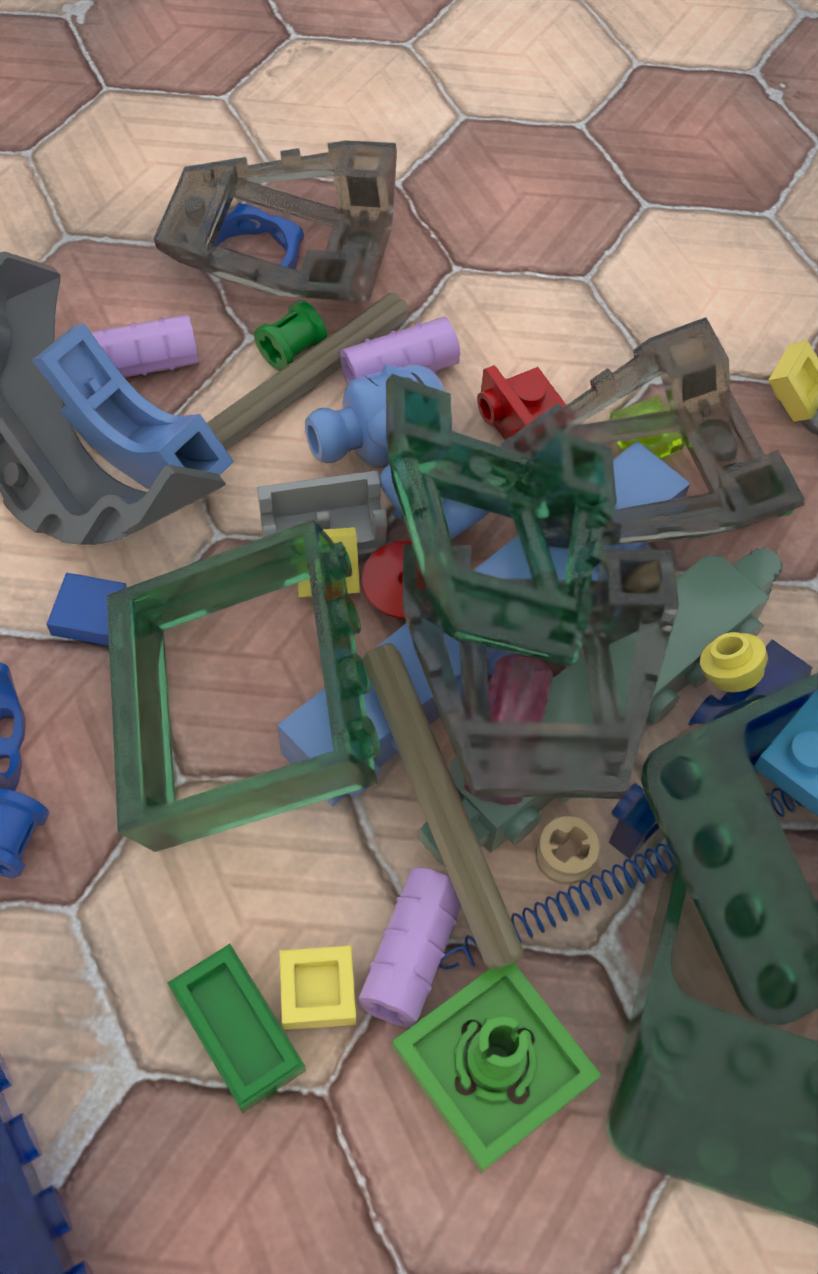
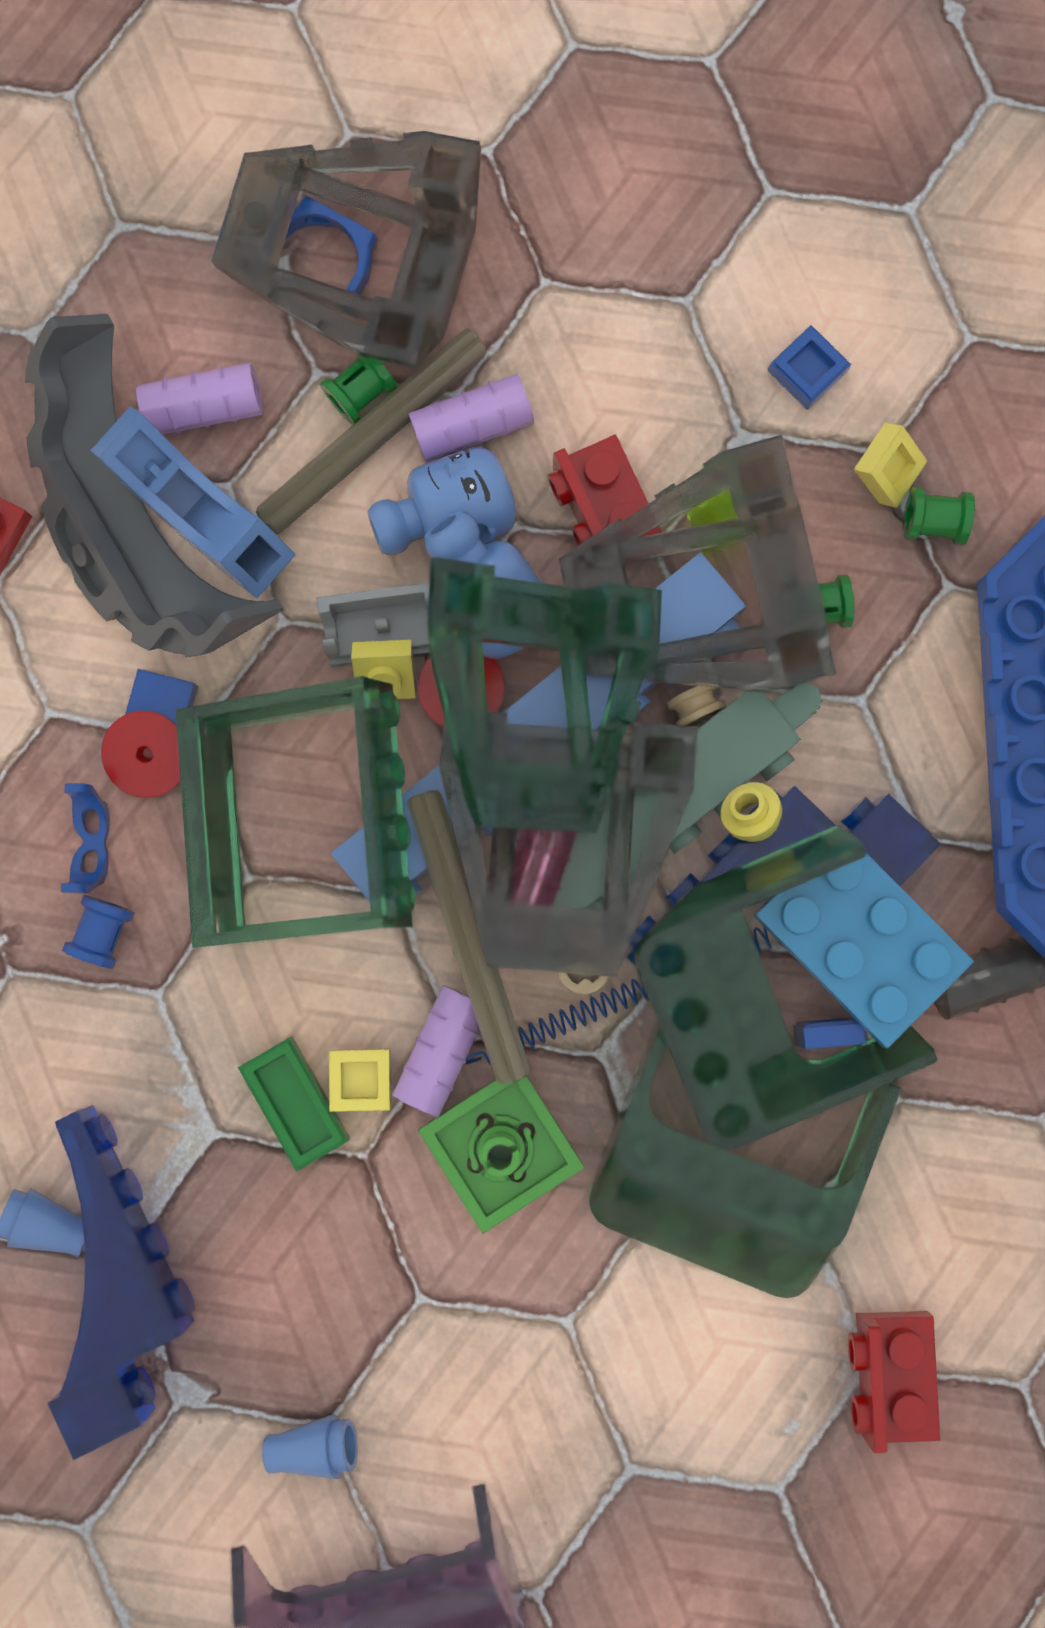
camera: 10 degrees right, 25 degrees up
(67, 652) = (142, 754): none -> red piece
(720, 313) = (809, 367): none -> blue tile

